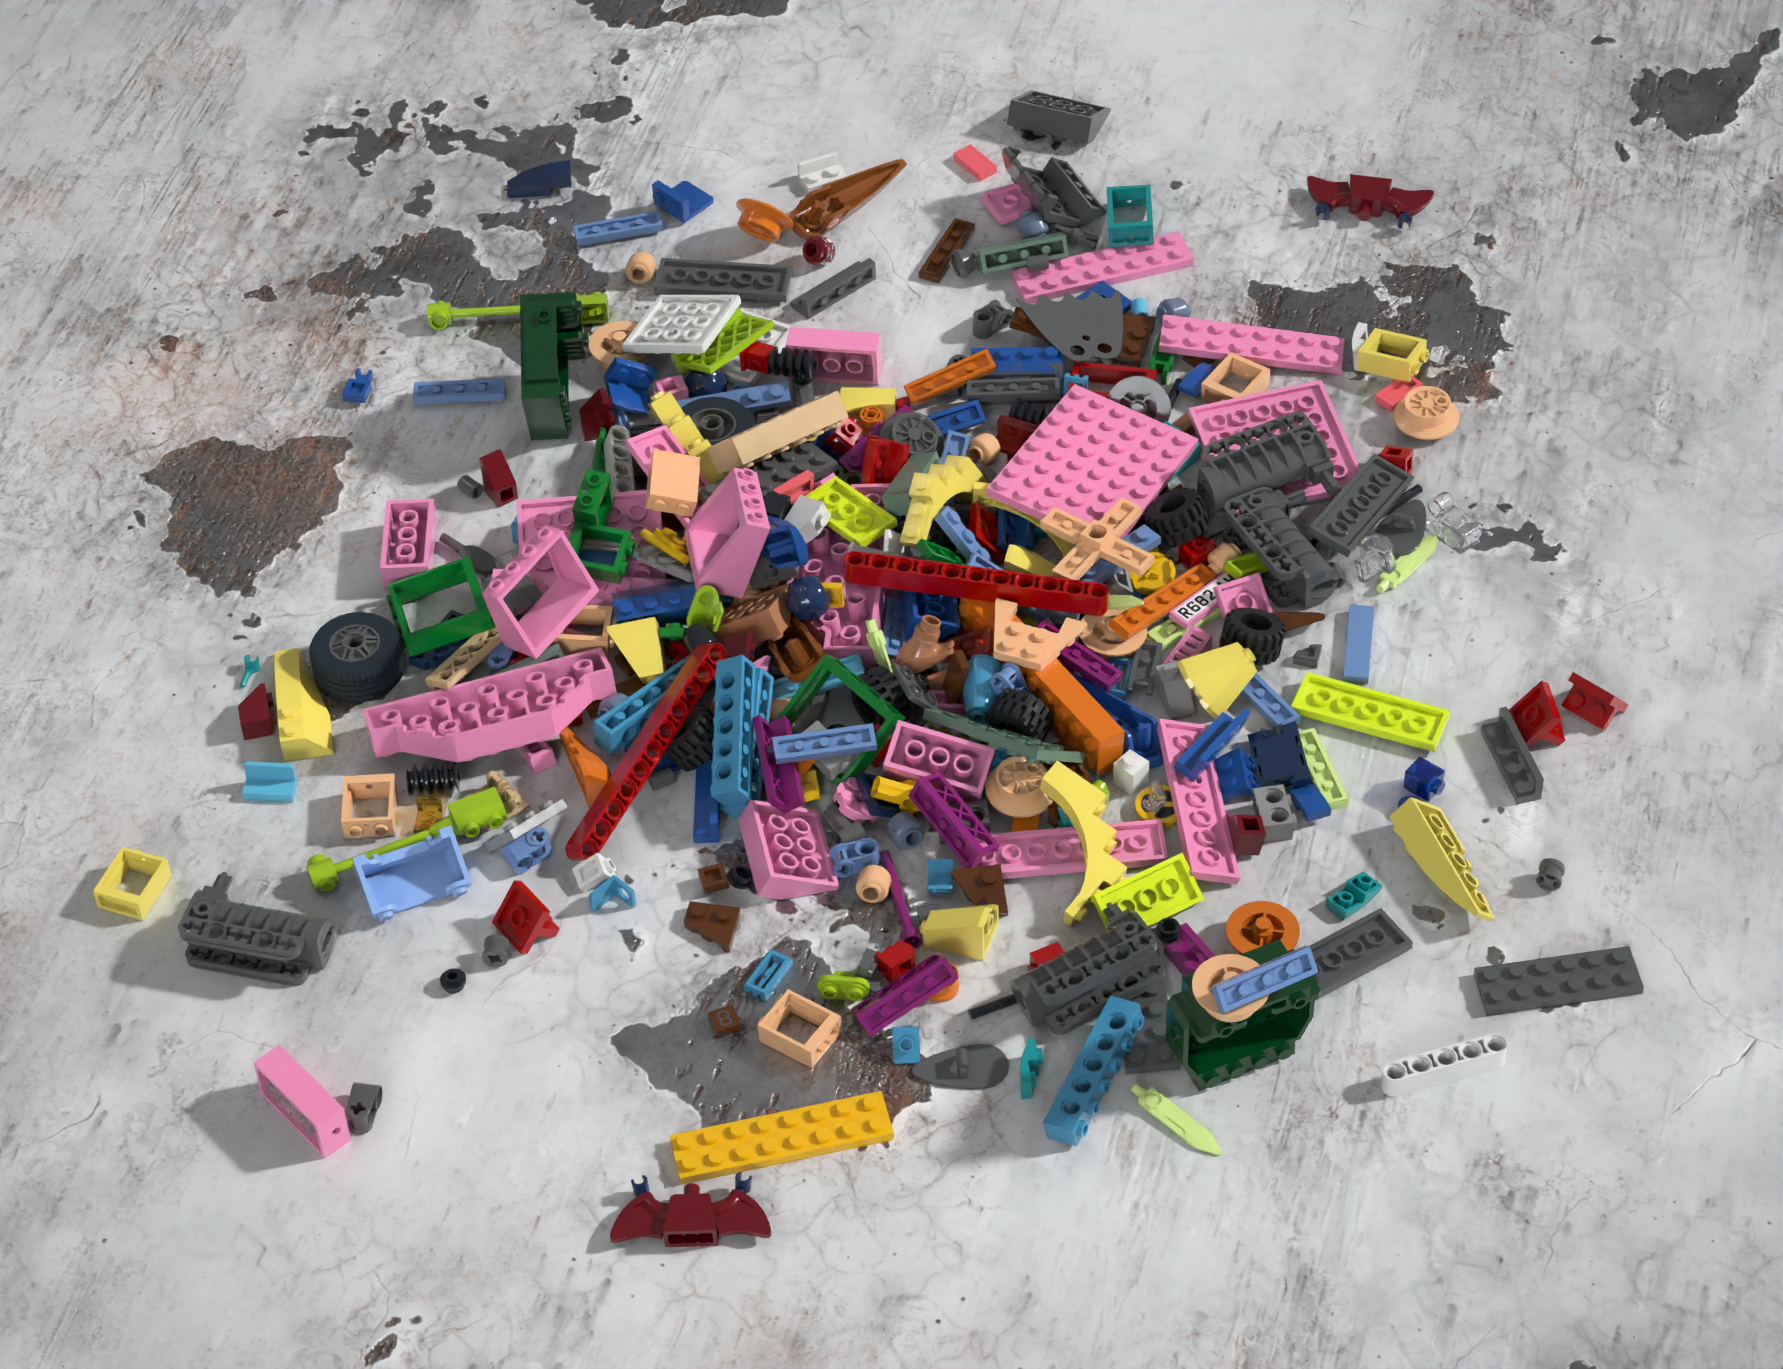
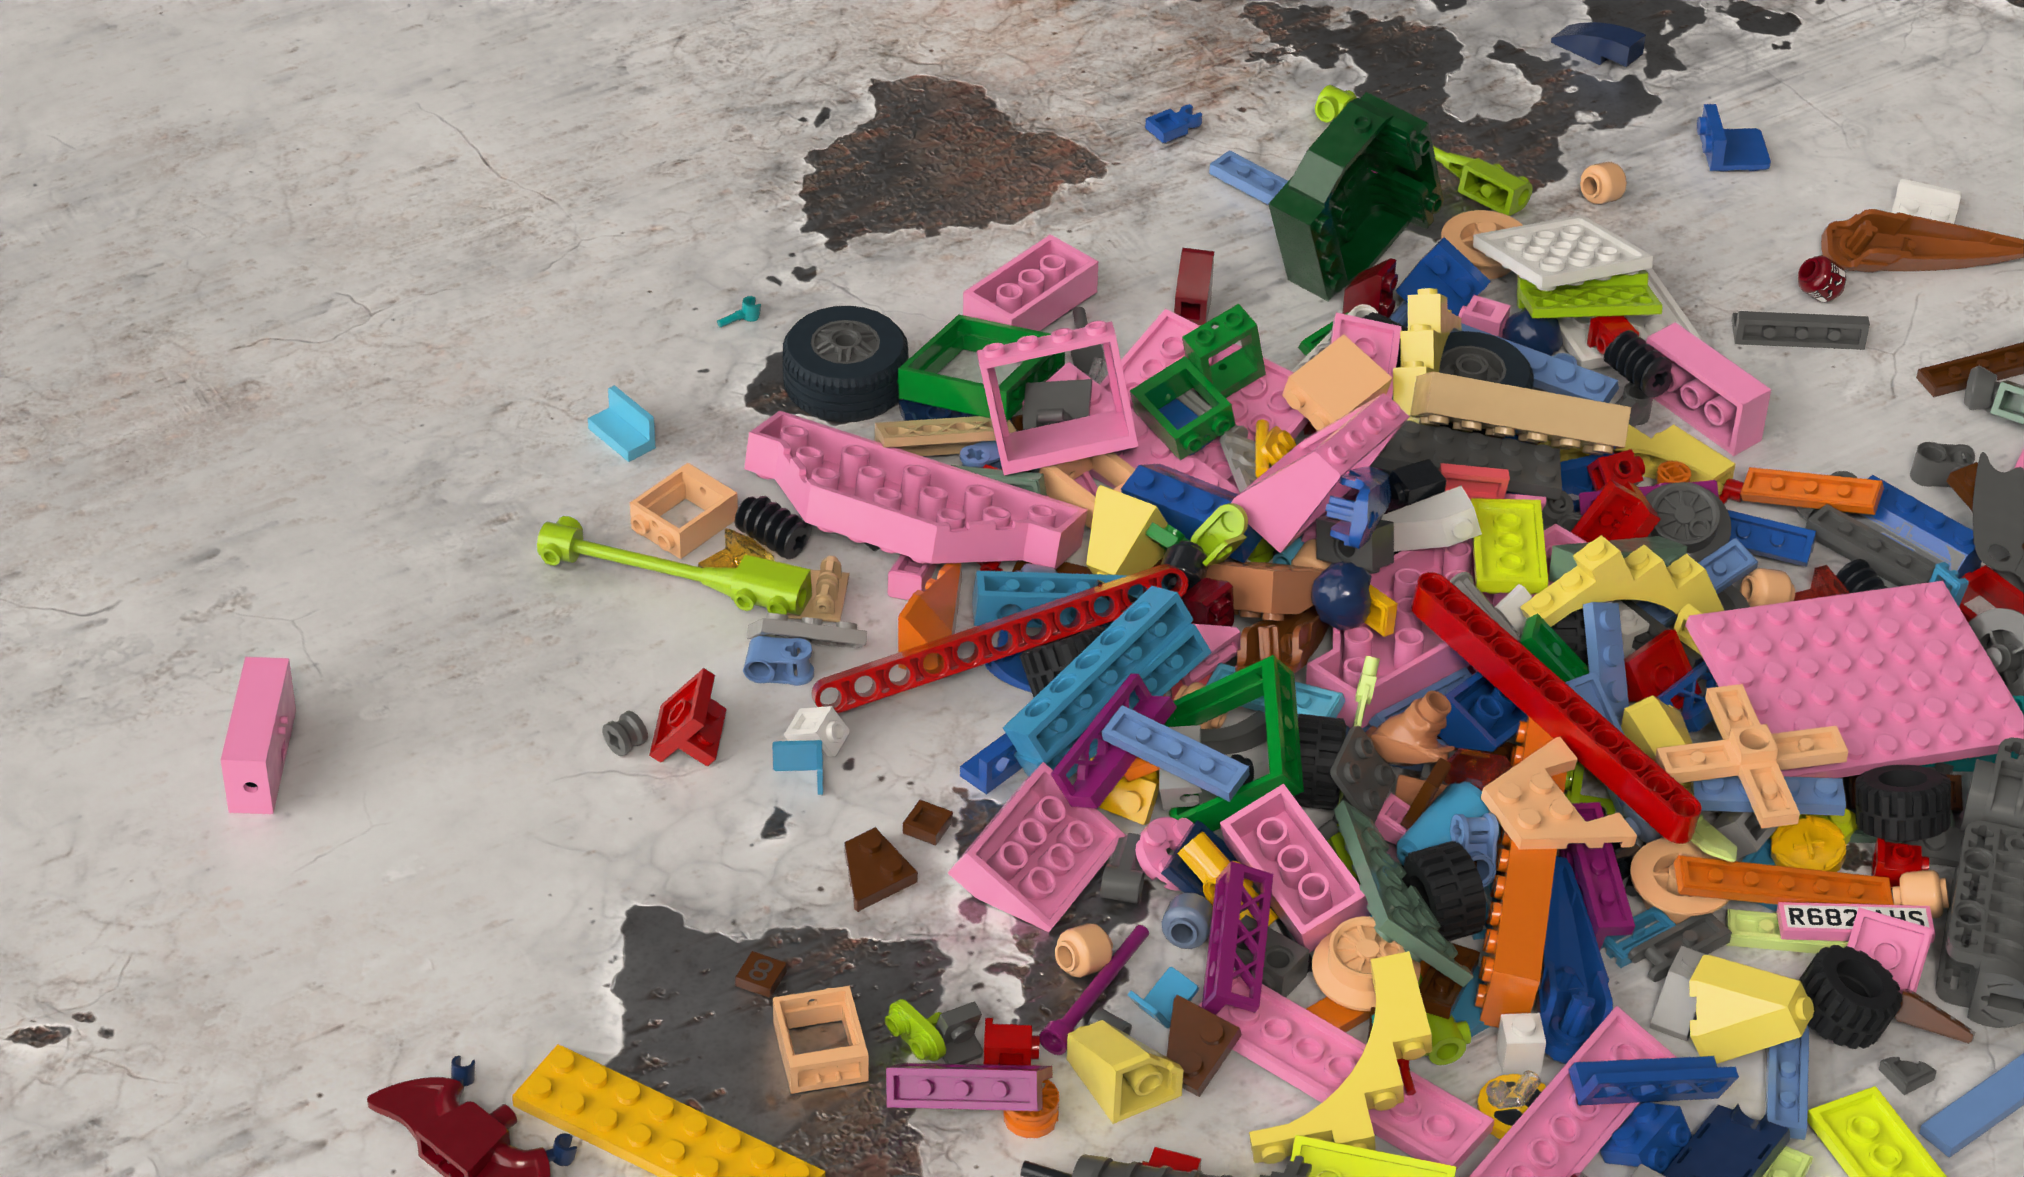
camera: 40 degrees right, 5 degrees down
(125, 903) = (381, 411): light yellow window -> none
(253, 936) = (417, 550): dark grey piece -> none
(255, 714) = (692, 354): dark red slope -> none
(300, 709) = (731, 381): light yellow wedge -> none
(363, 1106) = (317, 783): dark grey piece -> none
(412, 875) = (633, 600): light blue windscreen -> none
(455, 985) = (553, 733): black plate -> none
(470, 486) = (1165, 282): dark grey hinge -> none
(618, 228) = (1628, 133): medium blue plate -> none
(661, 778) = (1001, 687): dark grey hinge -> none
(706, 277) = (1683, 248): dark grey plate -> none
(739, 877) = (959, 835): black plate -> none
(762, 220) = (1788, 209): orange wheel -> none
(775, 980) = (866, 967): dark azure tile -> none
(855, 856) = (1099, 906): medium blue piece -> none
(906, 1044) = (912, 1141): dark azure bracket -> none
(1193, 637) = (1778, 953): bright pink slope -> none
(1244, 566) = (1930, 913): lime tile -> none

